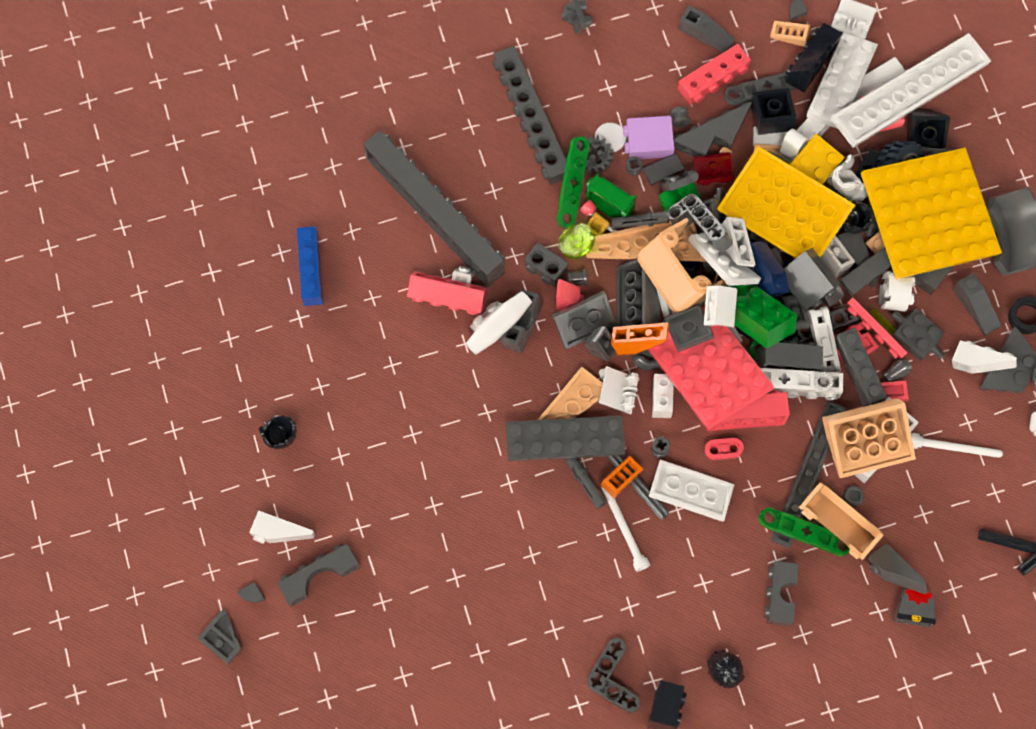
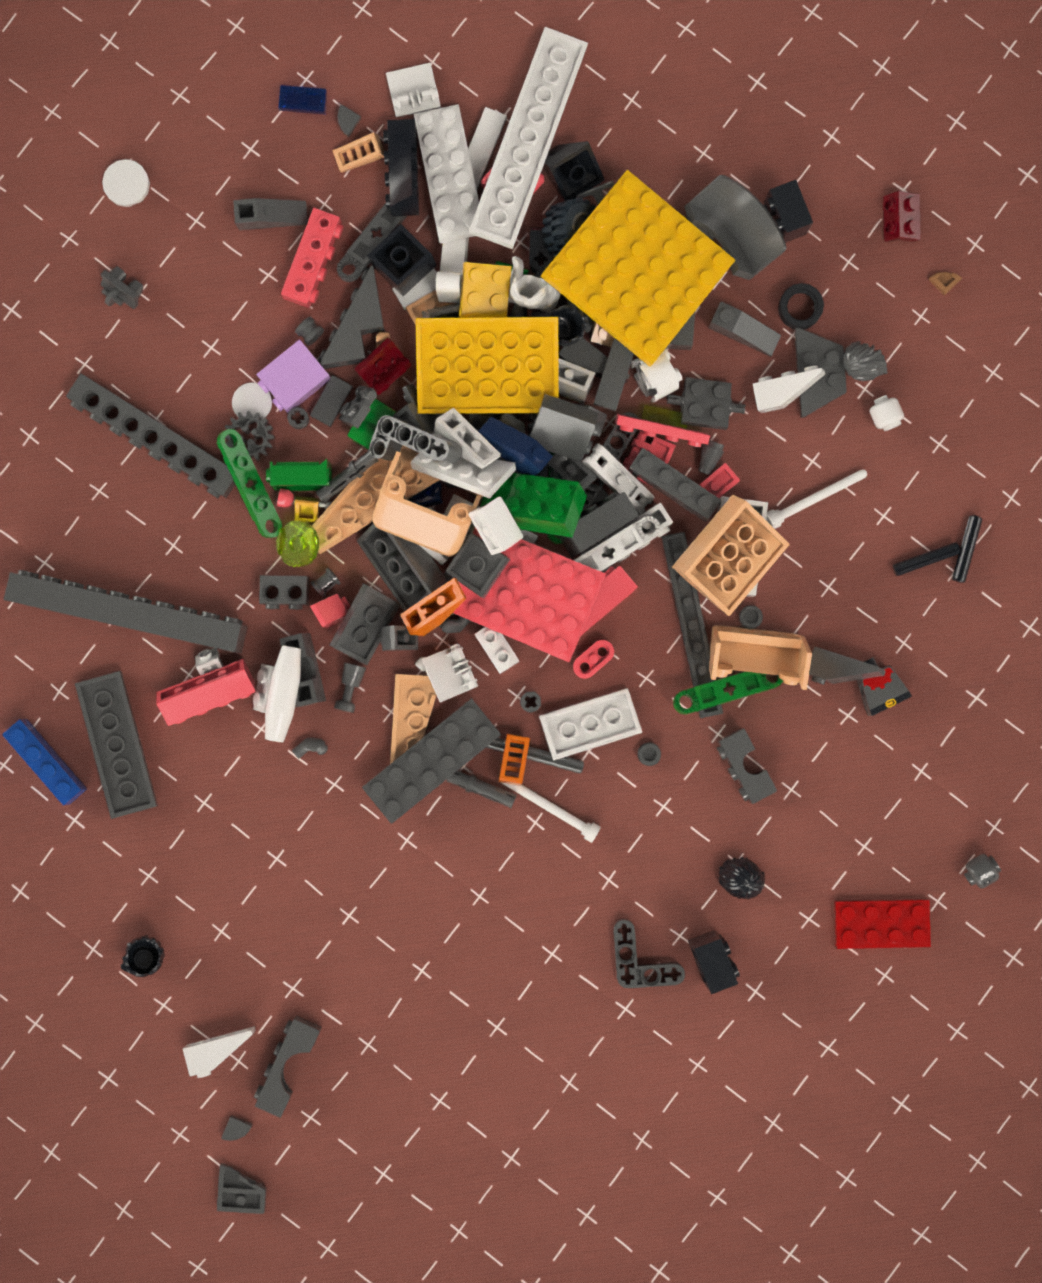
camera: 35 degrees left, 15 degrees up
(363, 288) = (116, 744): none -> dark grey plate
(491, 374) = (310, 744): none -> dark grey arm
(549, 350) = (351, 677): none -> dark grey piece
(718, 539) = (649, 754): none -> dark grey tile

